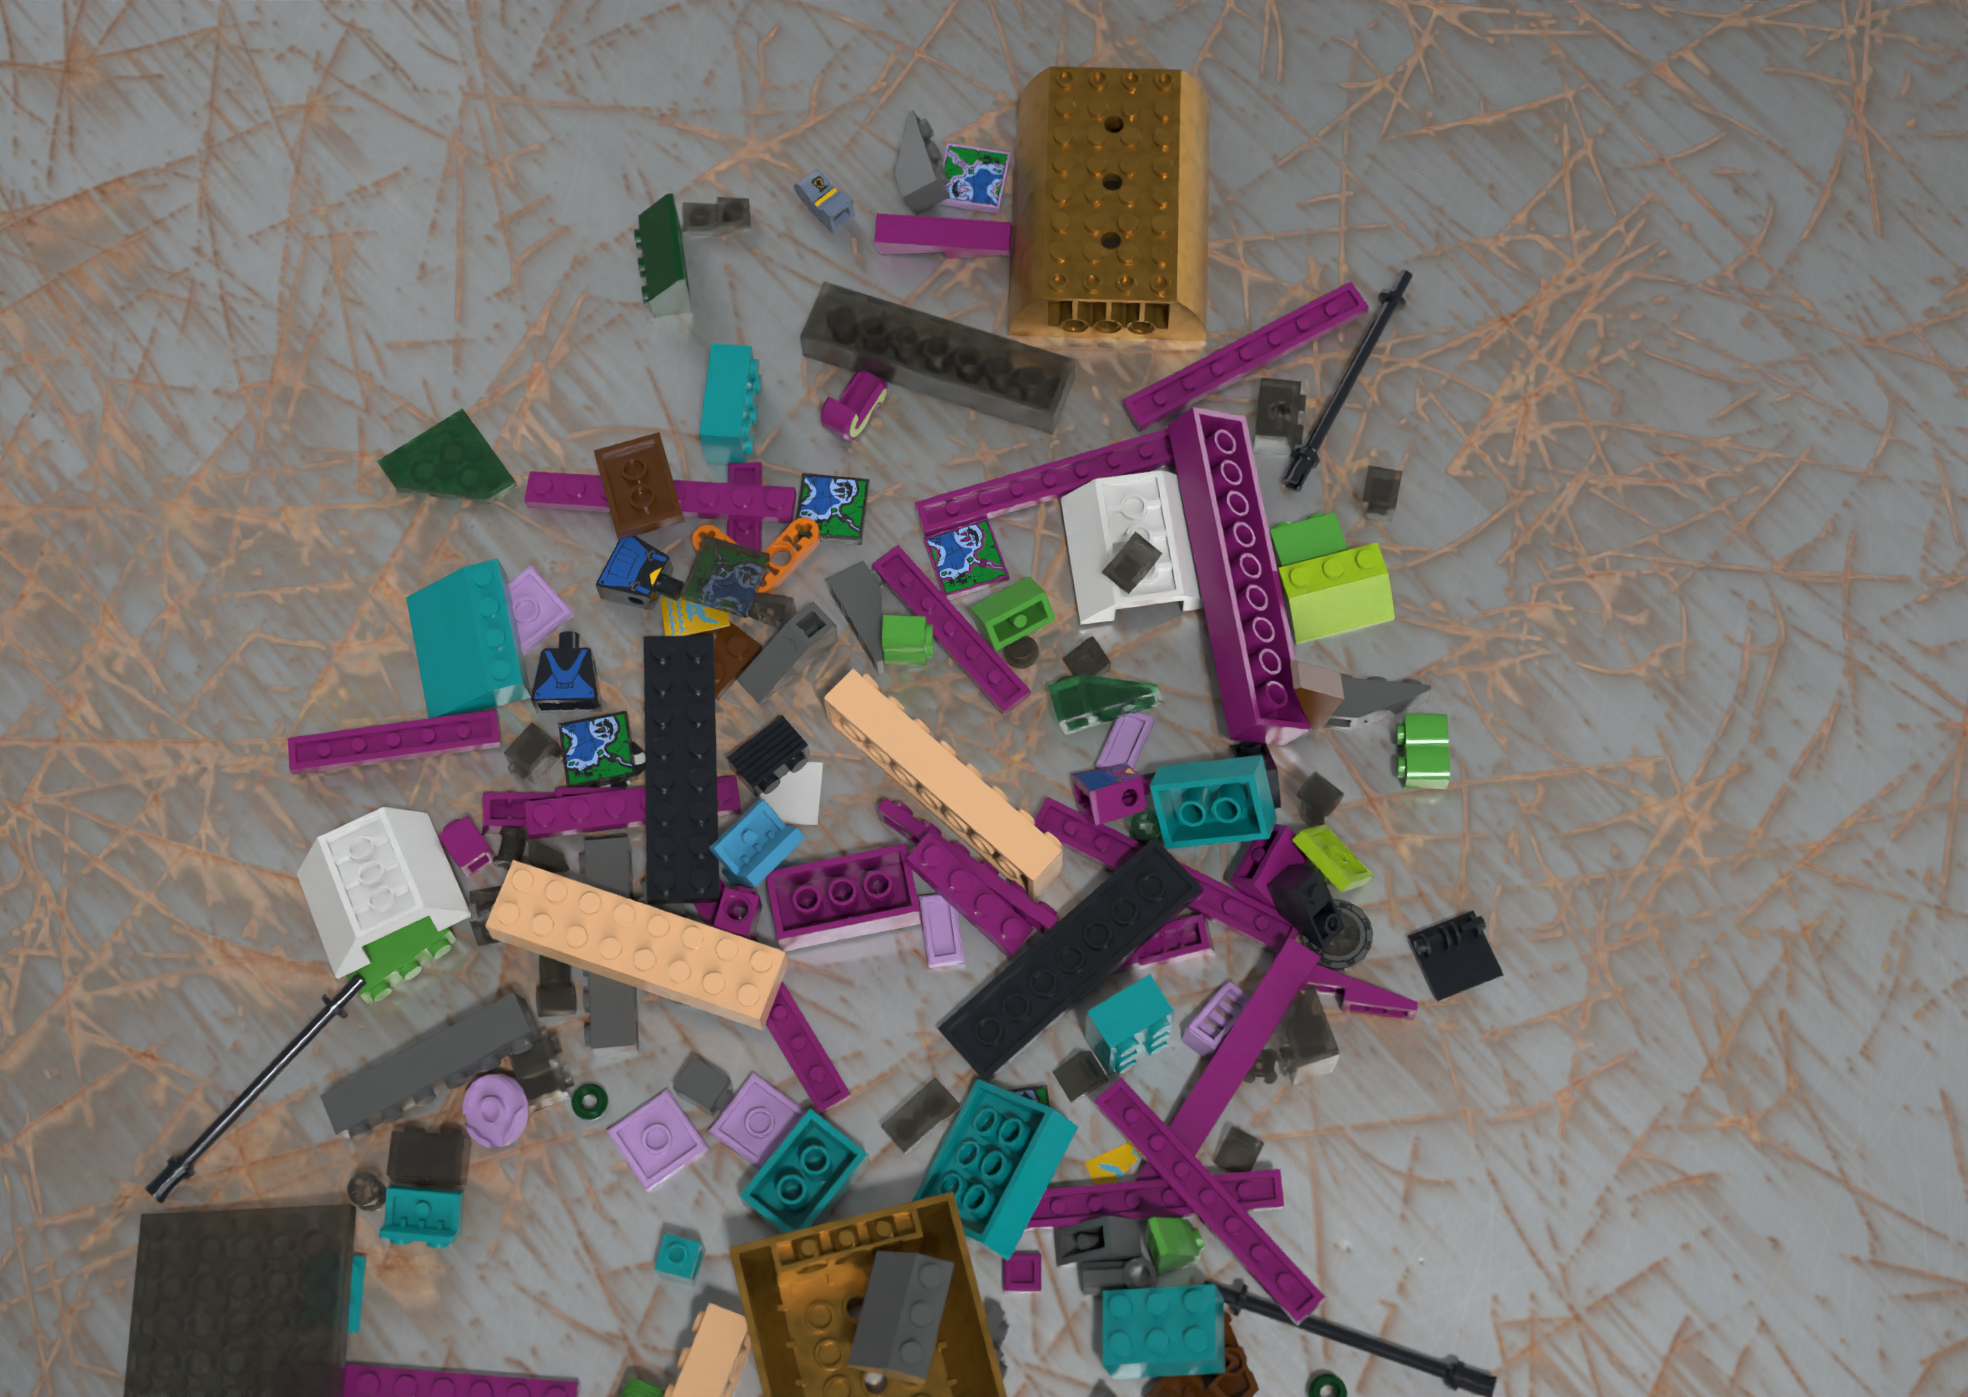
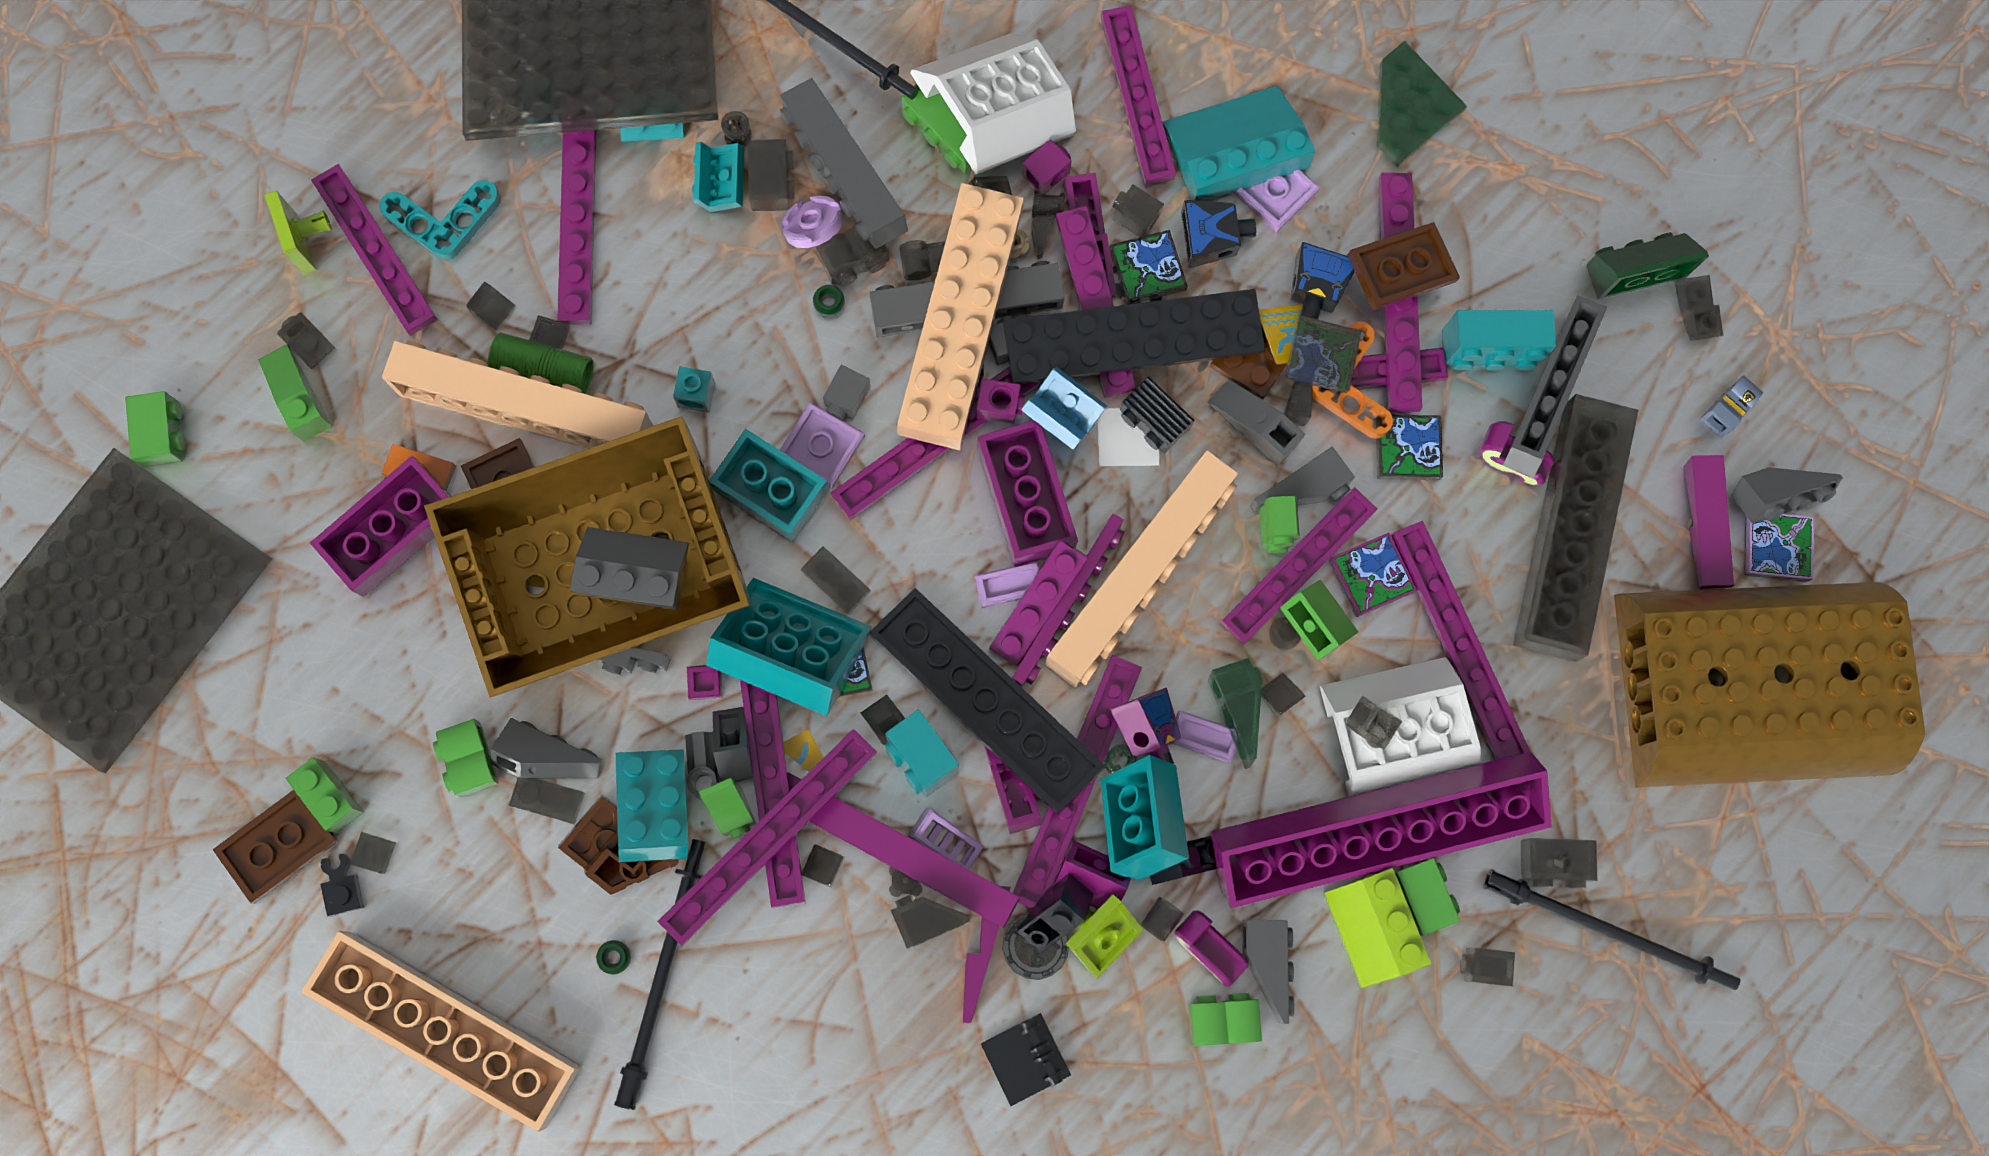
camera: 75 degrees right, 10 degrees up
(657, 1140) = (799, 361): lavender tile -> none
(791, 355) = (1555, 386): none -> dark grey brick
(1245, 356) = (1623, 828): magenta plate -> none
(1317, 691) = (1265, 909): slope -> none
(1350, 754) = (1211, 948): none -> magenta animal

